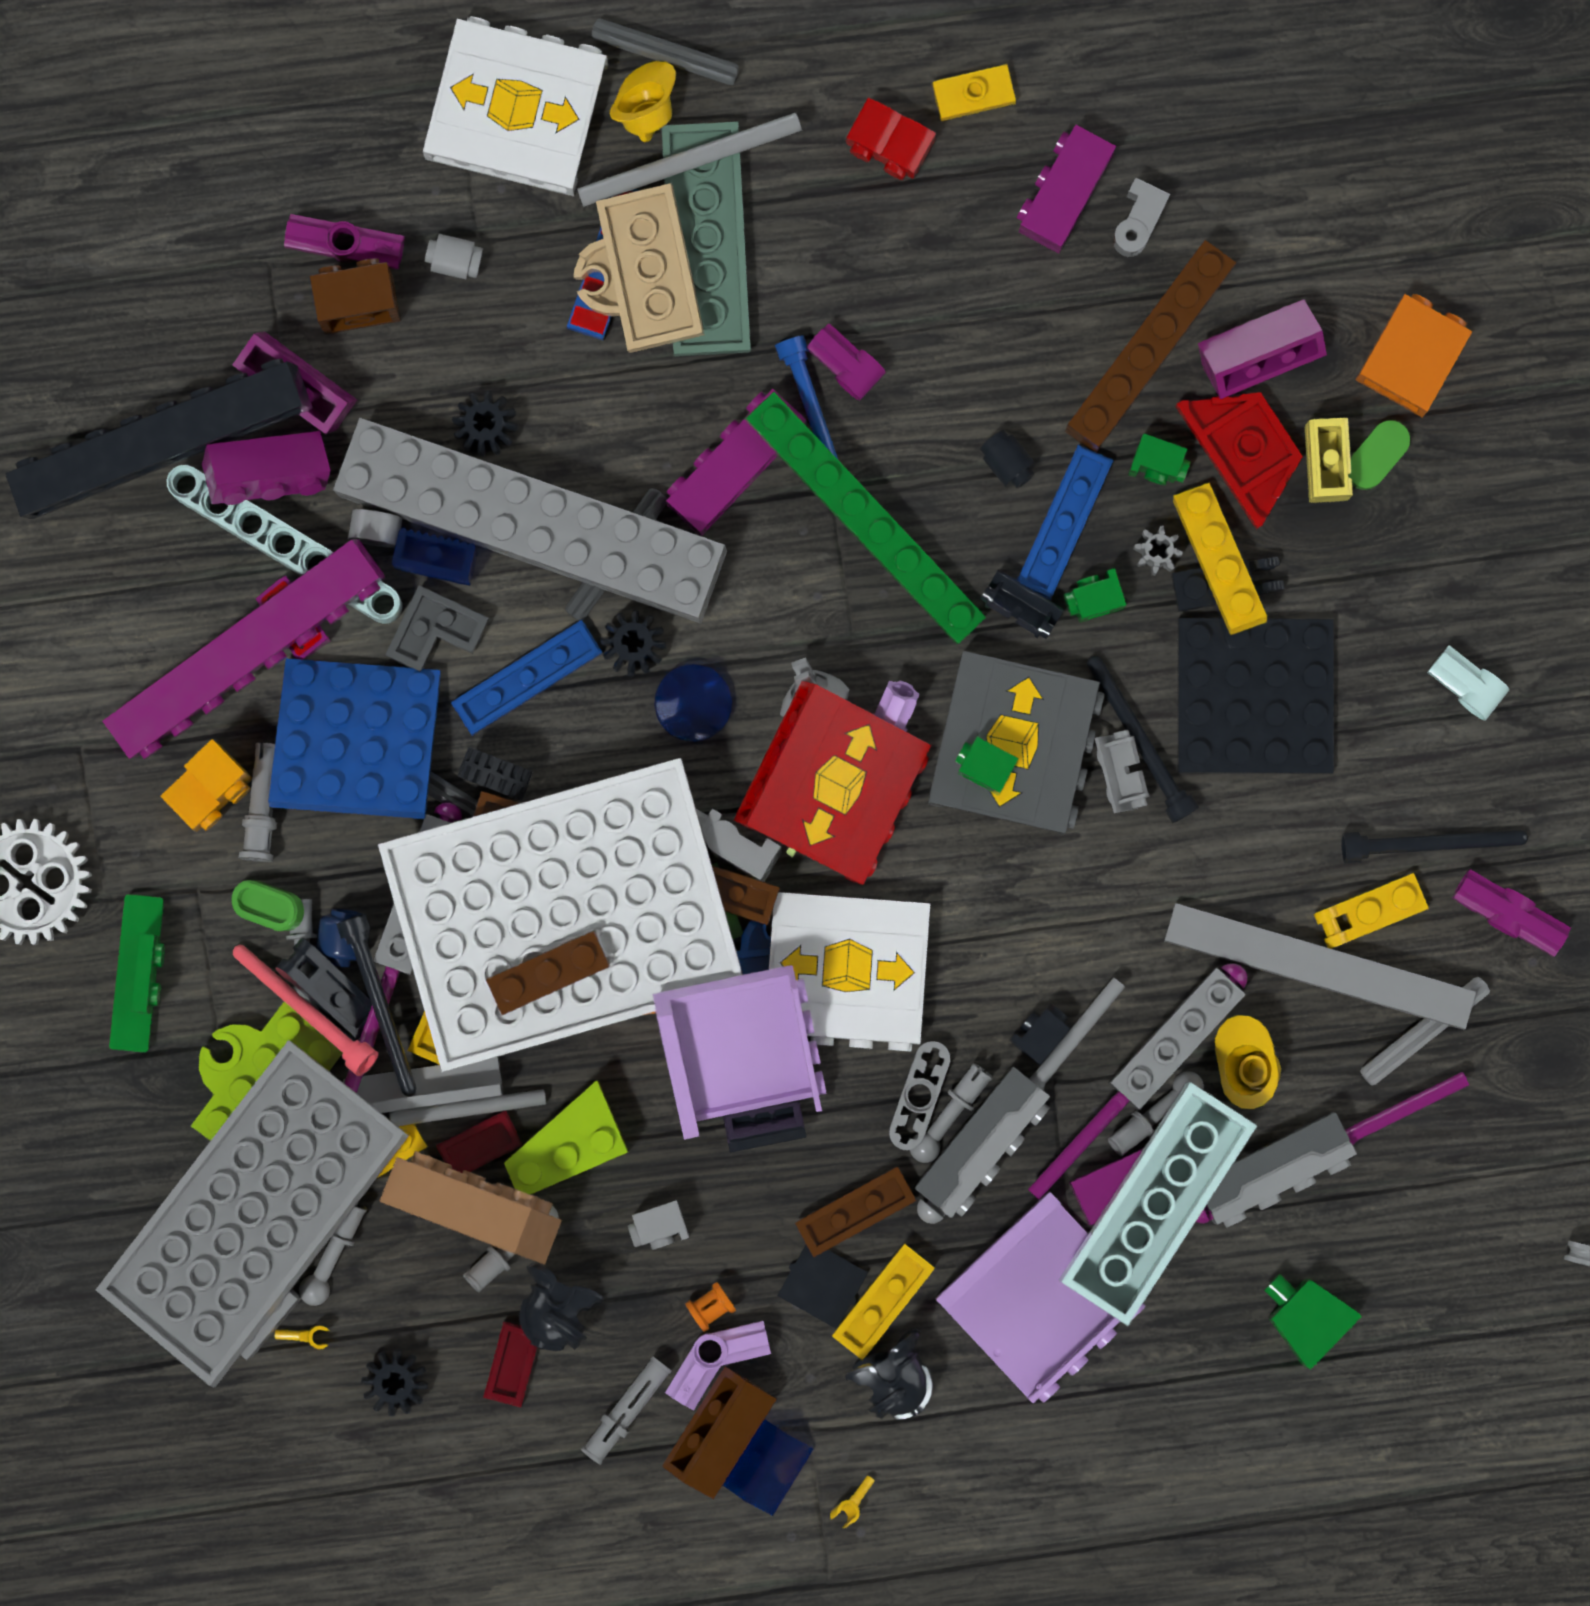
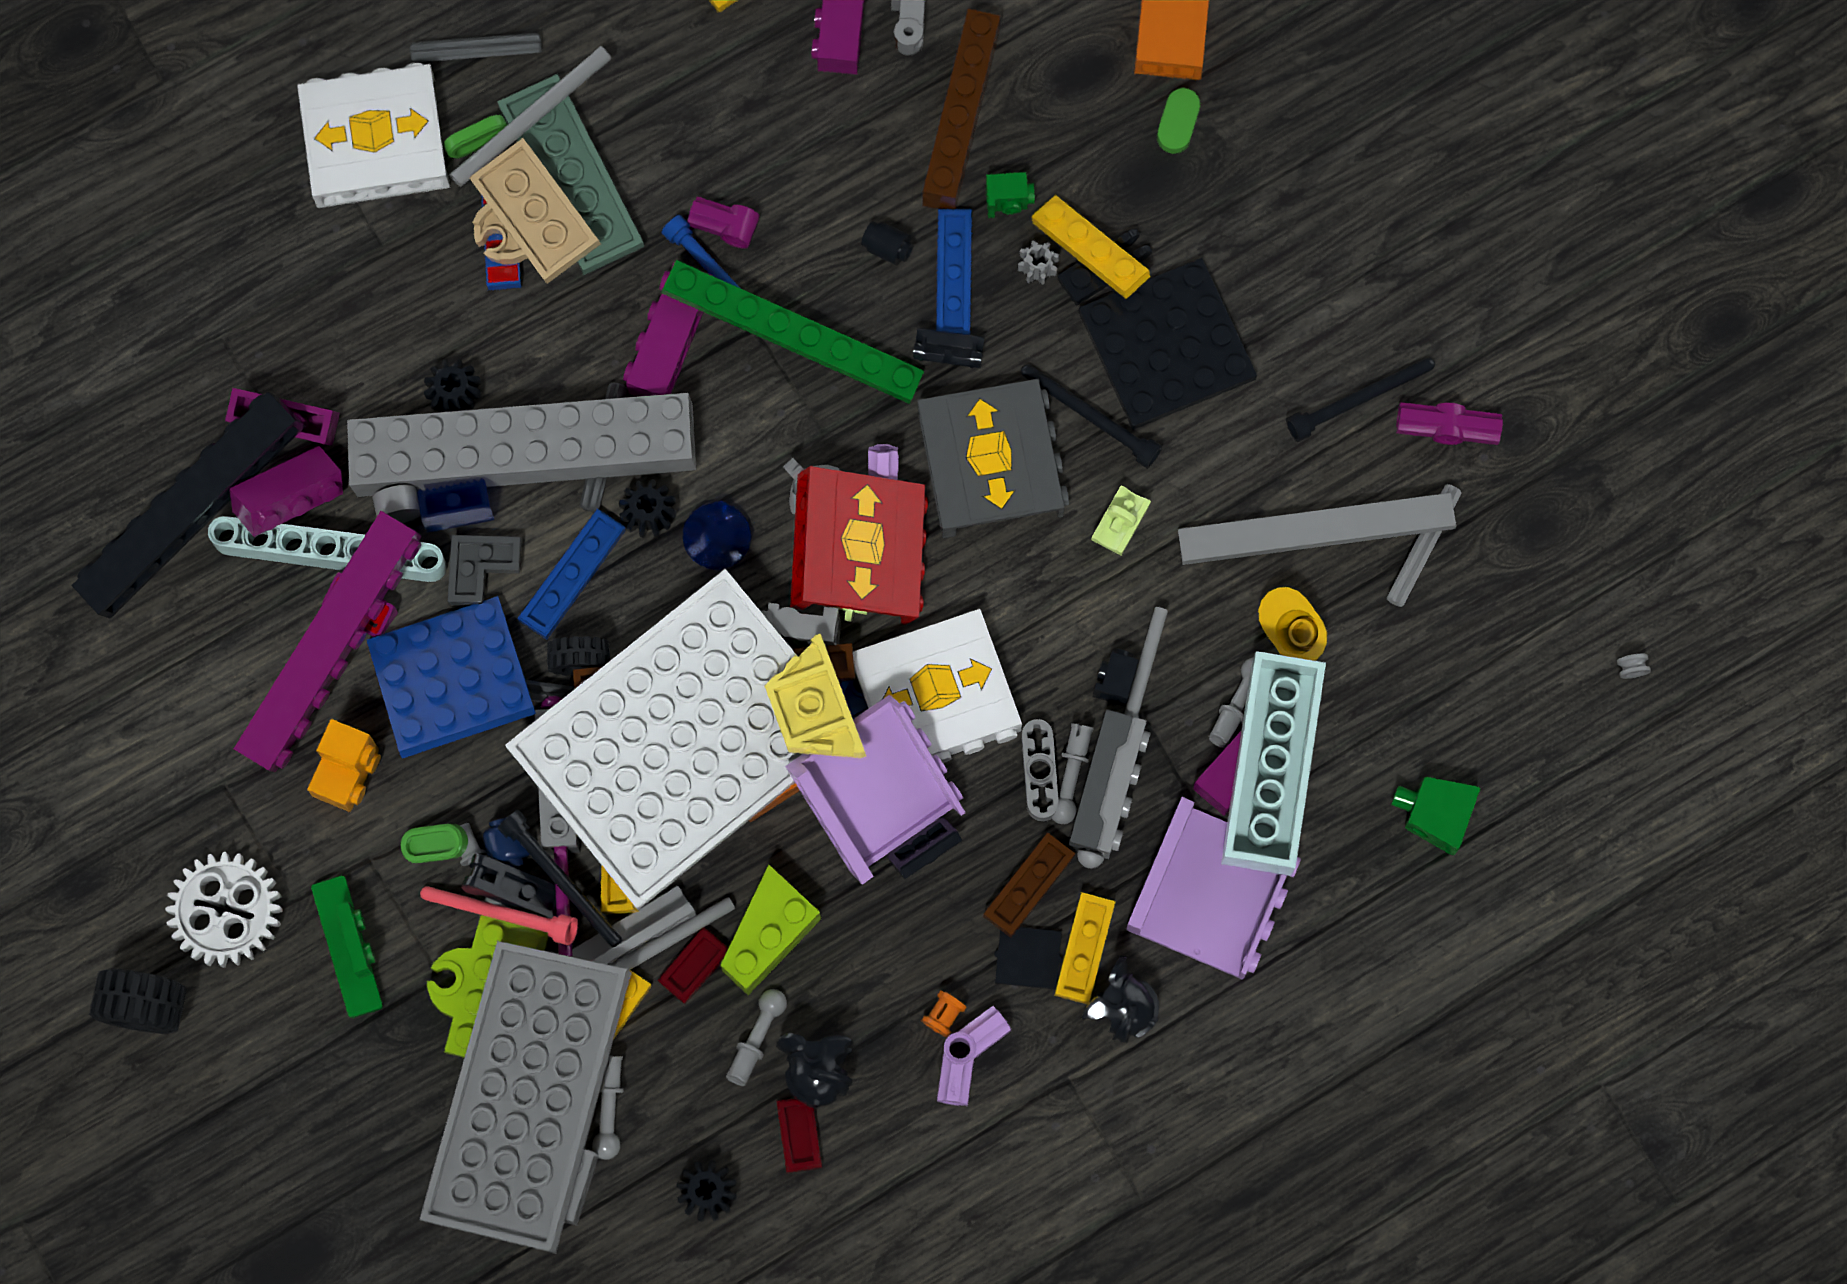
camera: 20 degrees left, 10 degrees down
(259, 821) = (398, 778): light grey pin -> none
(302, 1335) = (612, 1187): yellow hand -> none
(319, 238) = (256, 299): magenta piece -> none
(354, 296) = (304, 329): reddish brown brick -> none
(454, 257) = (372, 269): light grey brick -> none
(472, 1206) = (709, 1009): medium nougat piece -> none
(548, 973) = (690, 787): reddish brown plate -> none
(597, 1447) = (900, 1171): light grey pin -> none
(622, 154) = (474, 136): none -> bright green tile
(645, 100) = (476, 87): yellow piece -> none
(658, 1226) = (871, 965): light grey brick -> none
(707, 945) = (813, 707): none -> light yellow wing
(719, 1432) = (996, 1112): reddish brown brick -> none
(768, 1467) = (1049, 1126): clear blue panel -> none
(850, 1506) = (1133, 1129): yellow hand -> none
(890, 139) = (684, 39): red brick -> none
(985, 765) = (976, 477): green brick -> none
(1095, 597) = (1006, 318): green brick -> none
(1119, 870) = (1121, 520): none -> yellowish green hips
(1124, 789) = (1097, 455): light grey hinge -> none
(1156, 1060) = (1219, 659): light grey piece -> none
(1245, 448) = (1071, 156): red wing -> none
(1262, 349) = (1050, 75): magenta brick -> none
(1303, 1154) = (1372, 682): piece -> none
(1328, 460) = (1141, 136): light yellow brick -> none
(1372, 910) = (1338, 469): yellow plate -> none
(1476, 688) = (1339, 263): light aqua piece -> none

